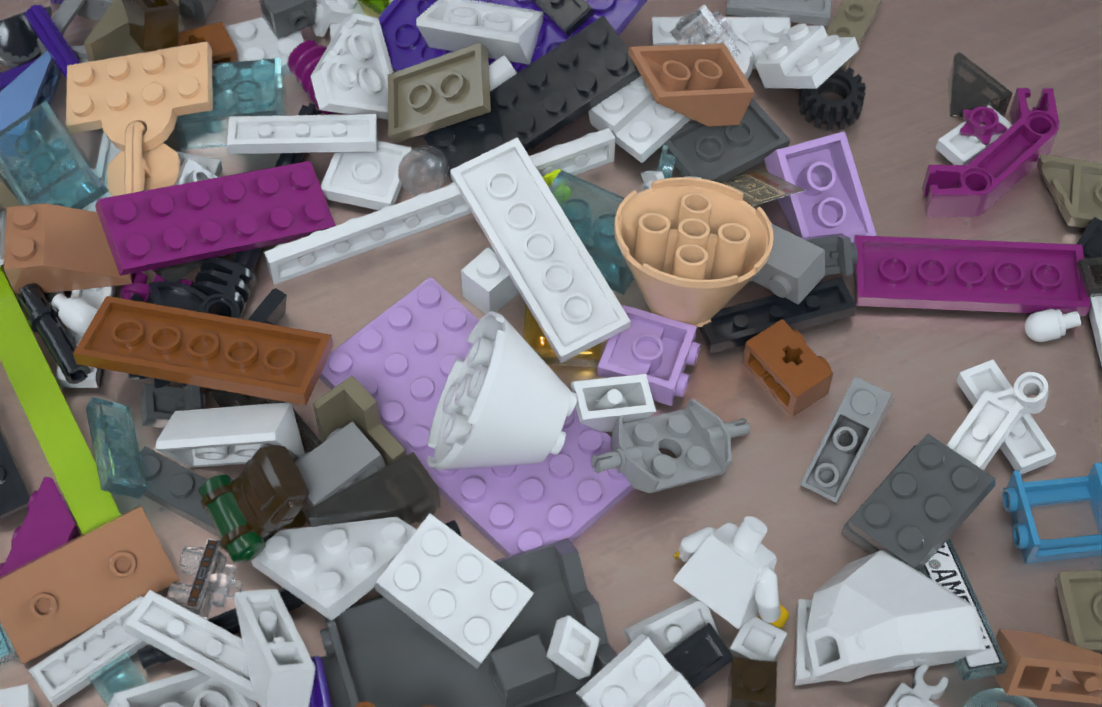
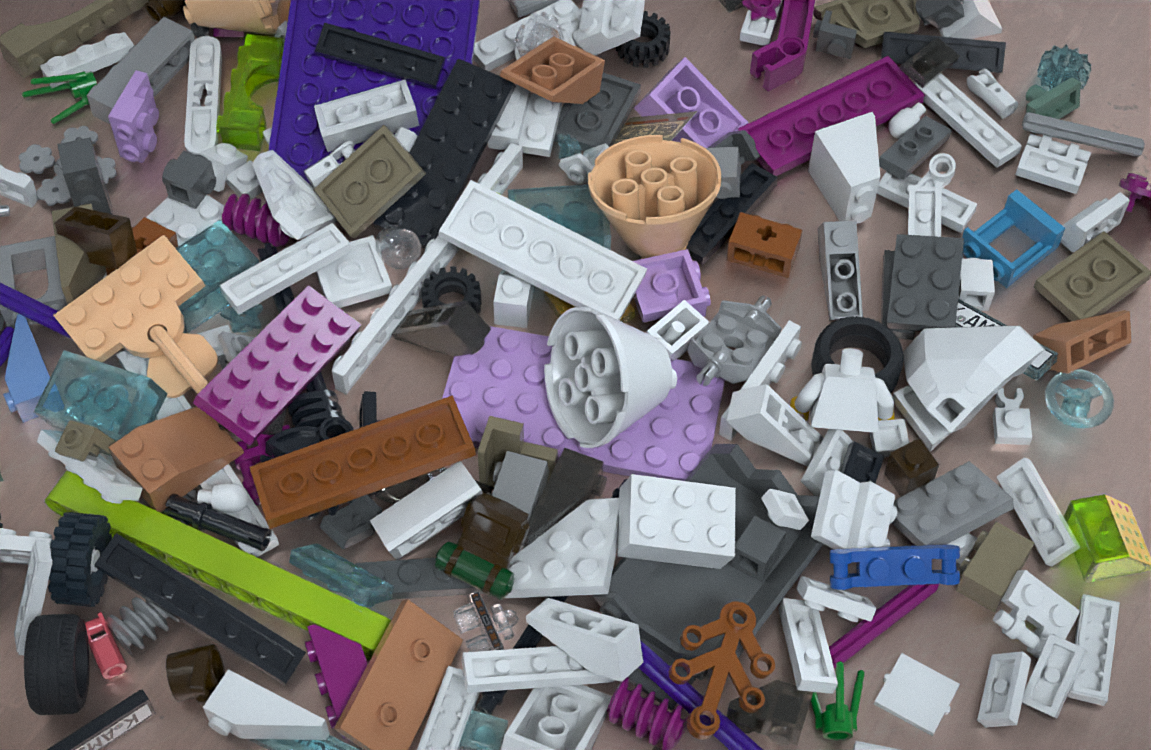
camera: 35 degrees left, 0 degrees up
(234, 166) = (246, 323): none -> clear light blue plate
(398, 273) = (444, 328): none -> clear smoke slope
(404, 59) = (324, 167): none -> white bar
(431, 231) = (451, 282): none -> black tyre
(635, 553) = (773, 424): none -> white slope
(680, 498) = (770, 367): none -> white plate
(812, 514) = (862, 334): none -> black tyre
(938, 334) = (847, 167): none -> white slope
(984, 536) = (977, 283): none -> white brick
(1036, 353) = (914, 147): none -> dark grey plate
(1037, 198) = (834, 38): none -> dark grey bracket

